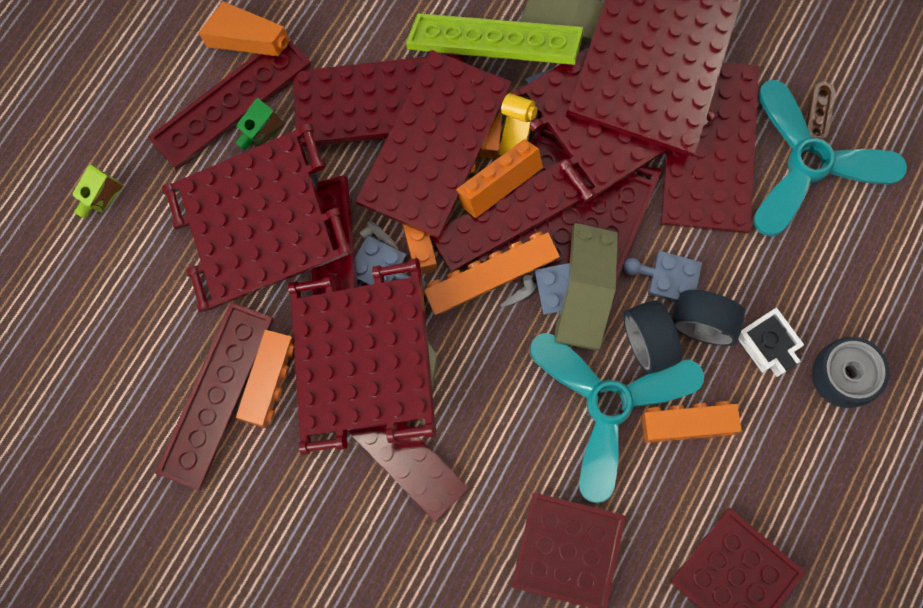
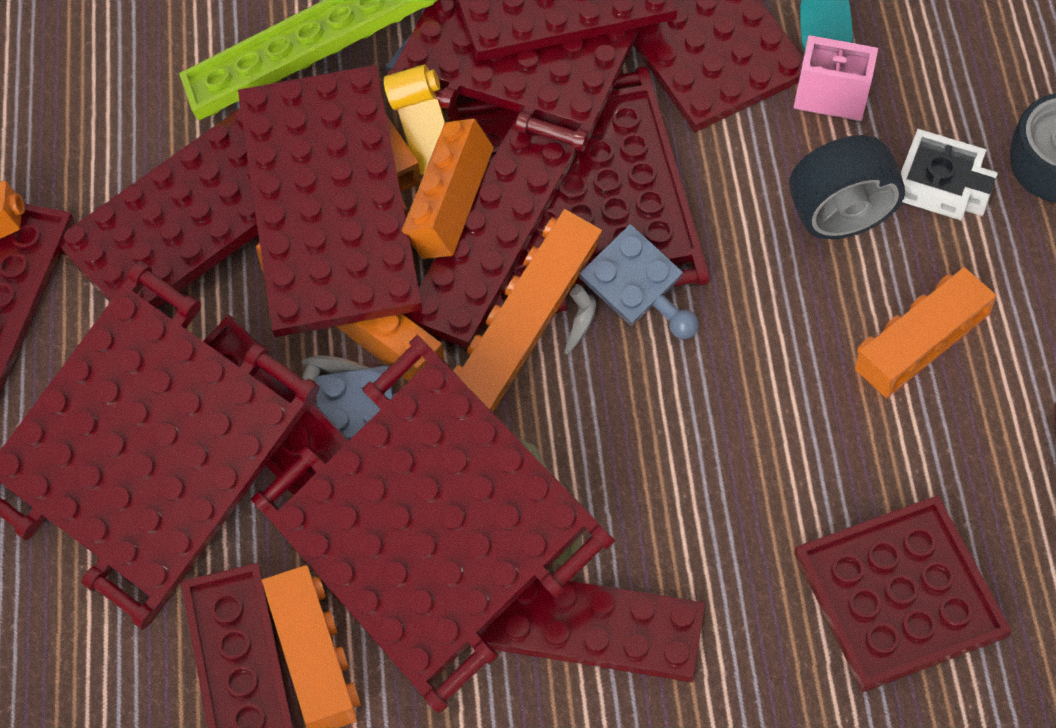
camera: 30 degrees left, 15 degrees down
(258, 125) = (53, 328): green torso -> none
(589, 287) = (672, 251): olive windscreen -> none
(601, 453) = (841, 435): teal piece -> none
(652, 336) = (796, 252): black wheel -> none
(669, 276) = (755, 180): sand blue plate -> none
(756, 246) = (835, 78): none -> bright pink slope

